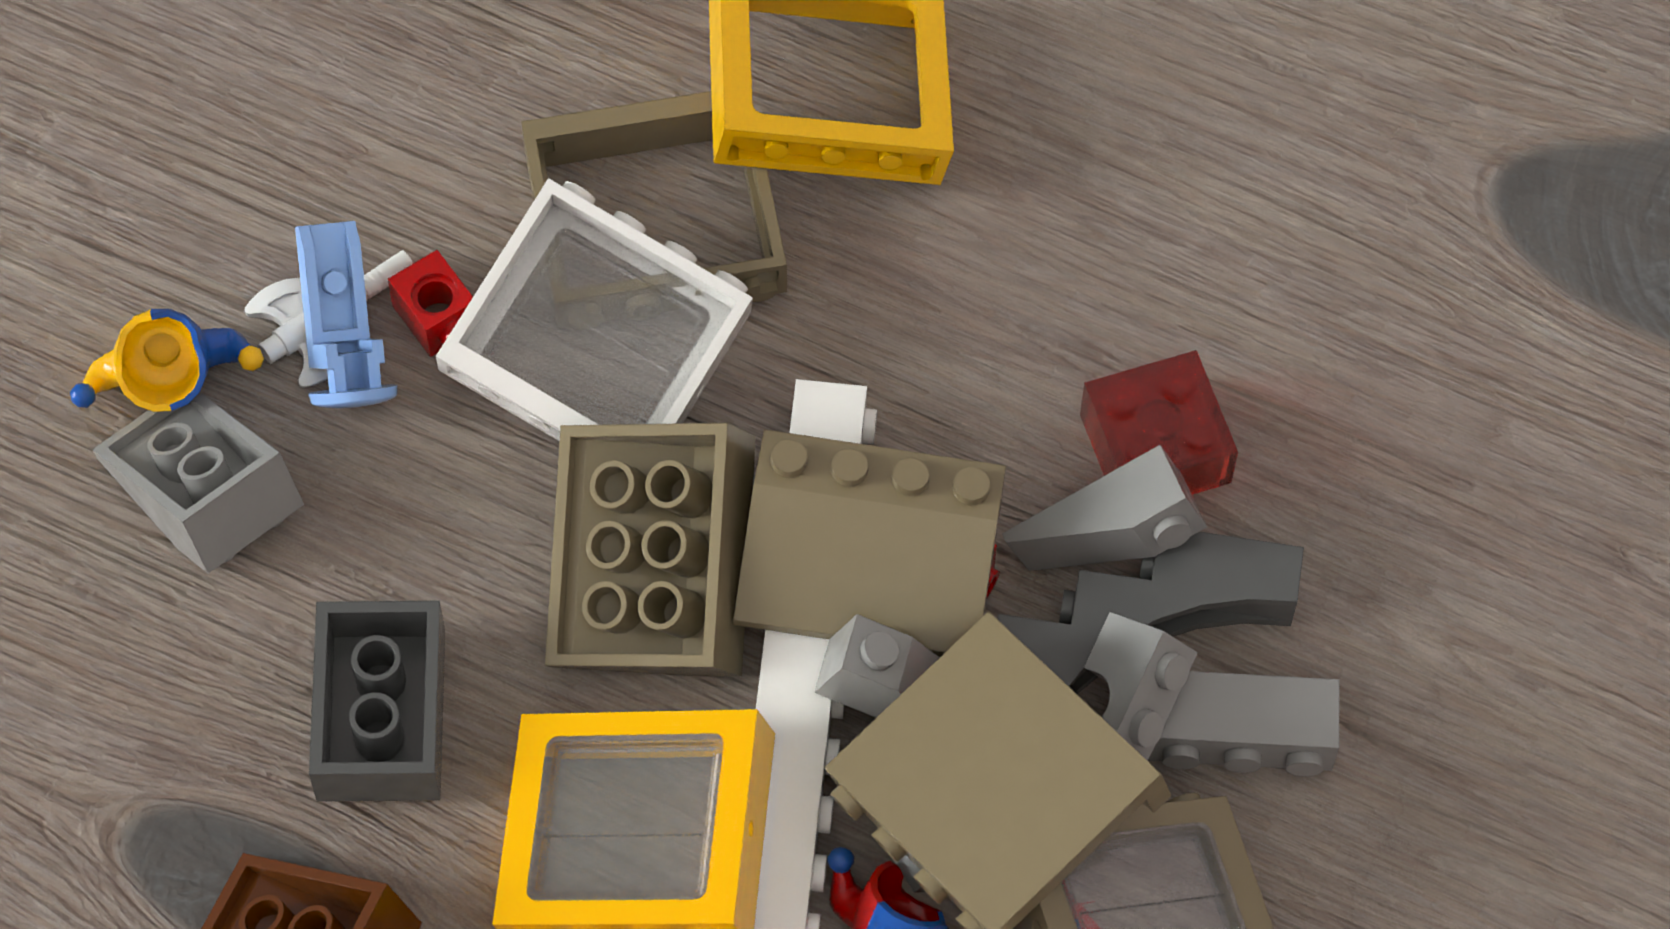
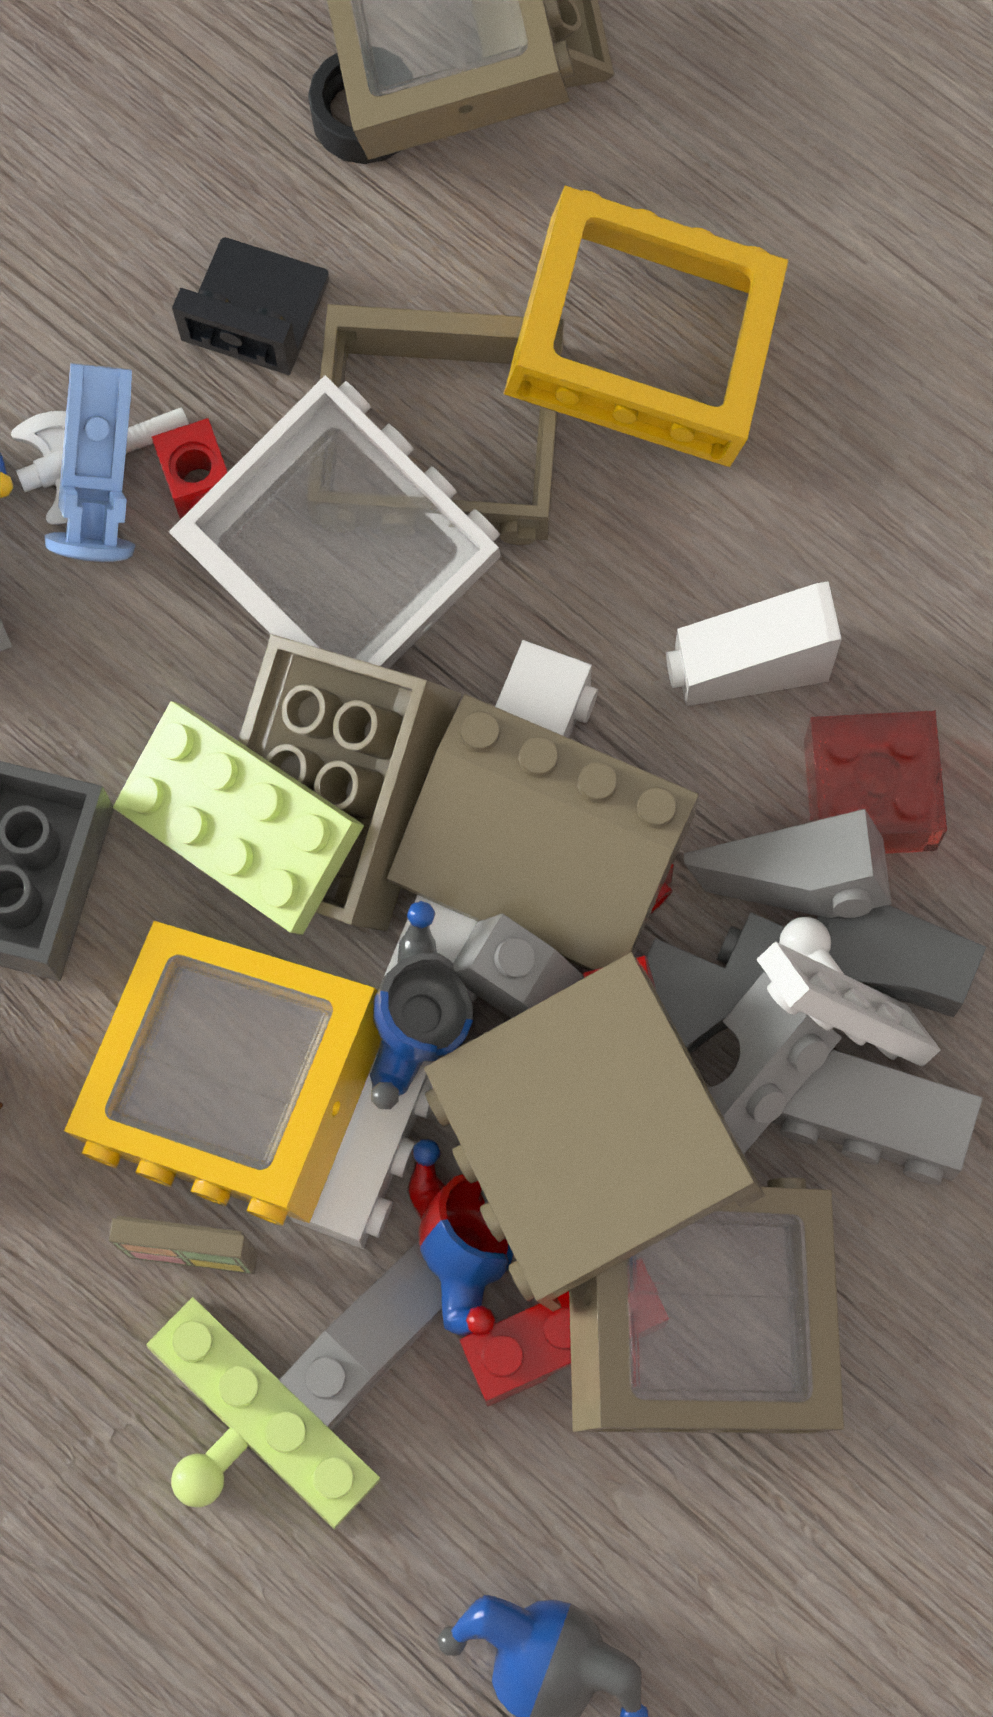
camera: 20 degrees right, 10 degrees up
(444, 142) = (252, 305): none -> black bracket
(573, 600) = (238, 817): none -> yellowish green plate
(799, 722) = (417, 1010): none -> dark grey piece
(1017, 336) = (758, 648): none -> white slope
(1160, 605) = (811, 982): none -> white plate

